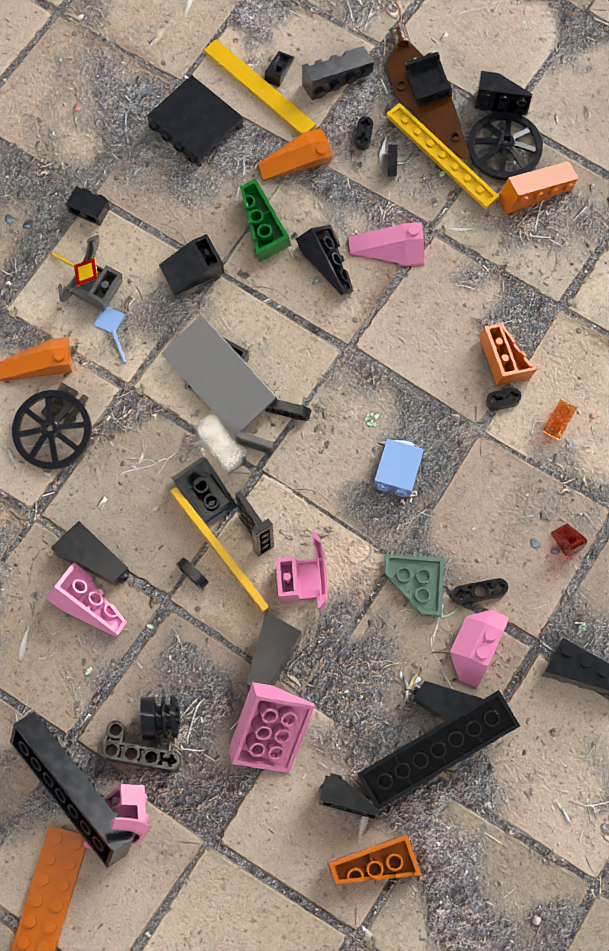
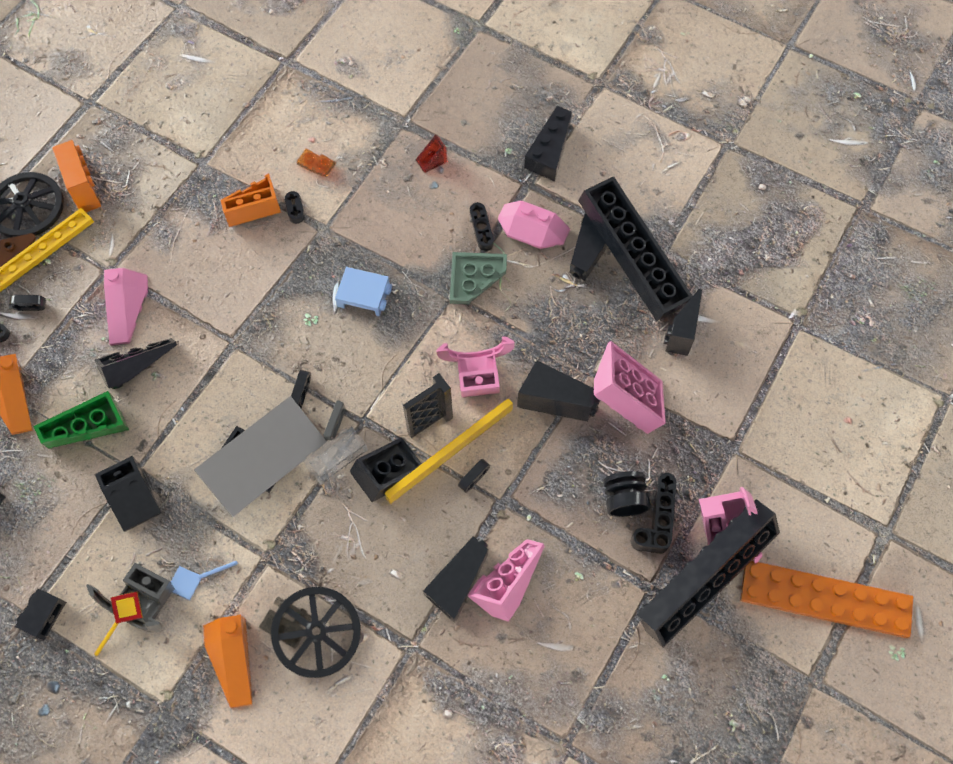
camera: 90 degrees left, 5 degrees down
(381, 861) = (737, 302): orange wedge -> none

